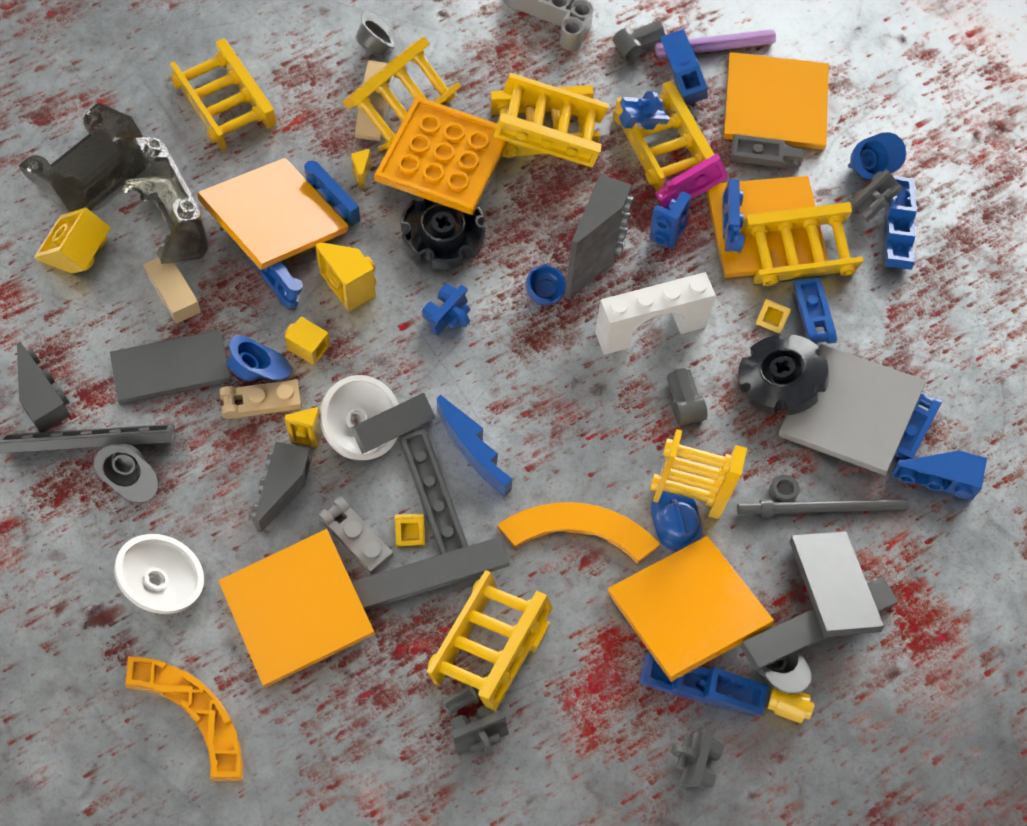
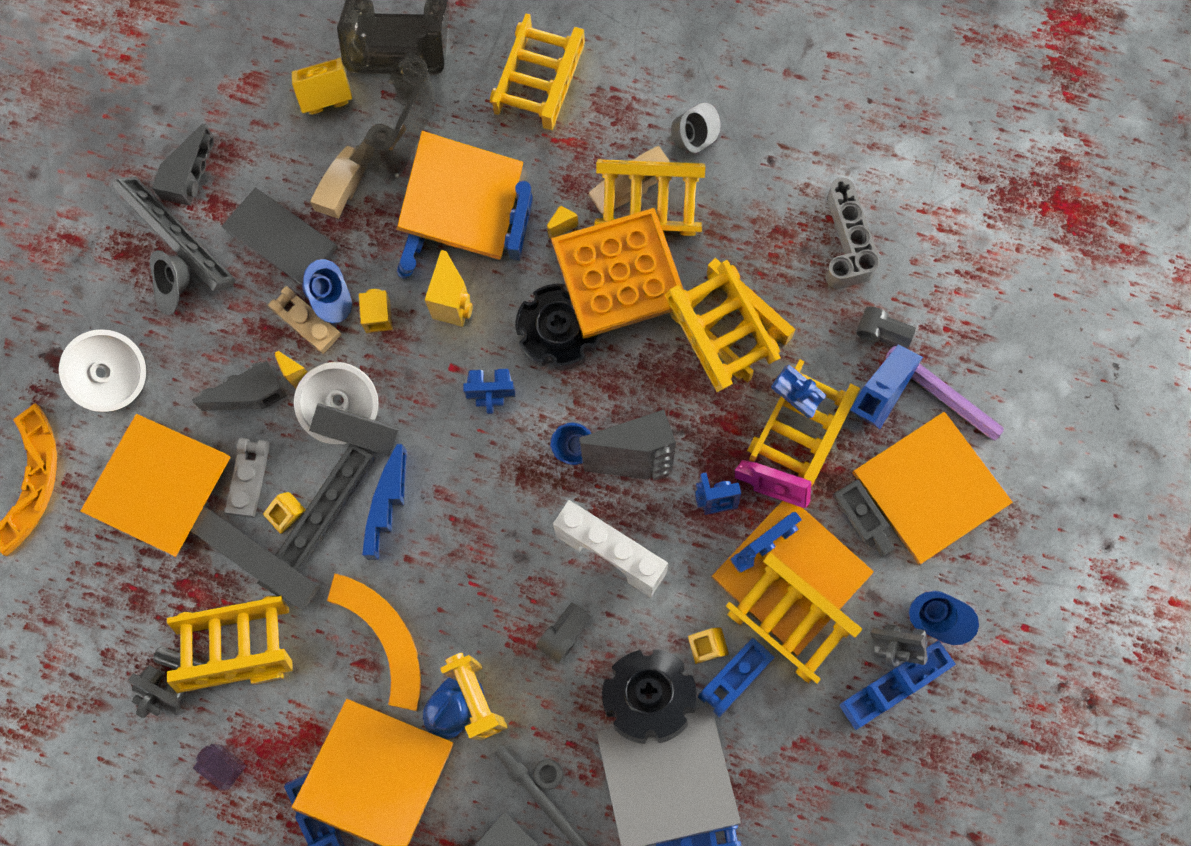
camera: 60 degrees right, 10 degrees up
(583, 723) = (219, 766): none -> clear purple brick

